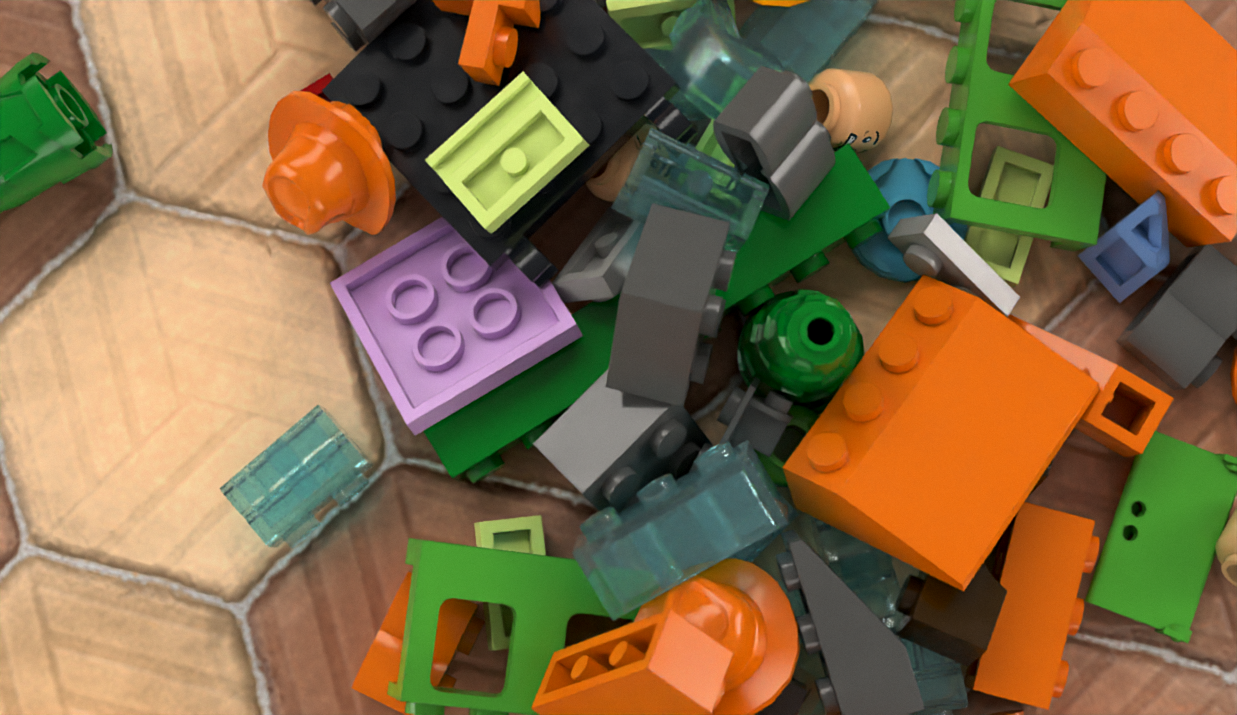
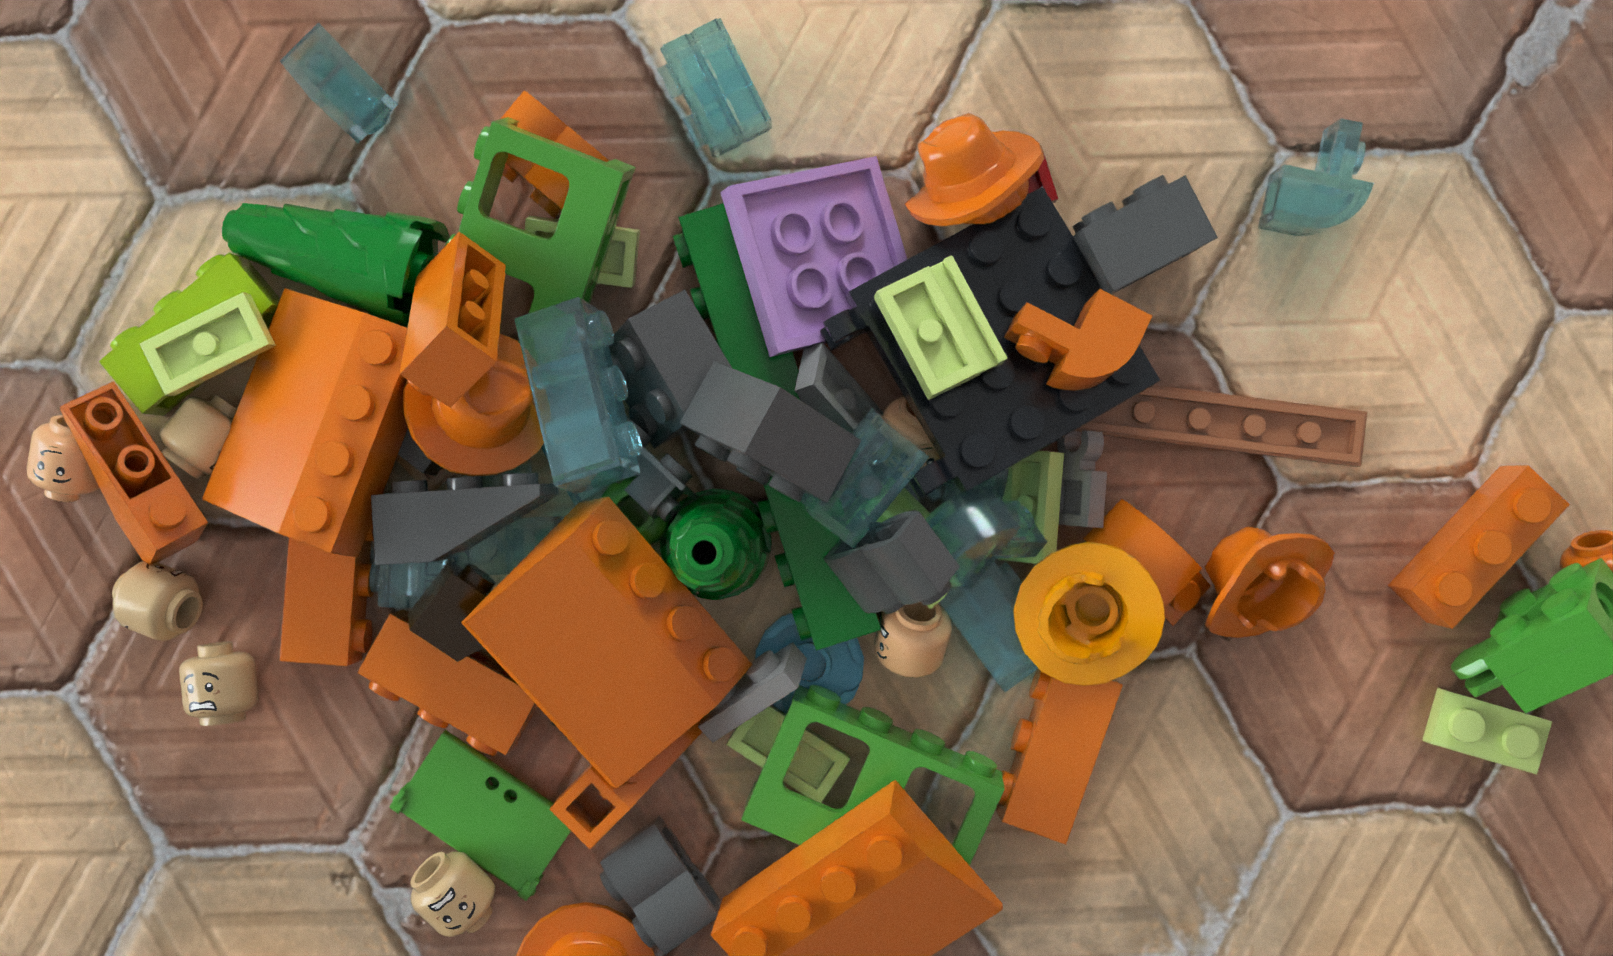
camera: 105 degrees right, 5 degrees up
(1131, 249) = (731, 849): medium blue slope -> none

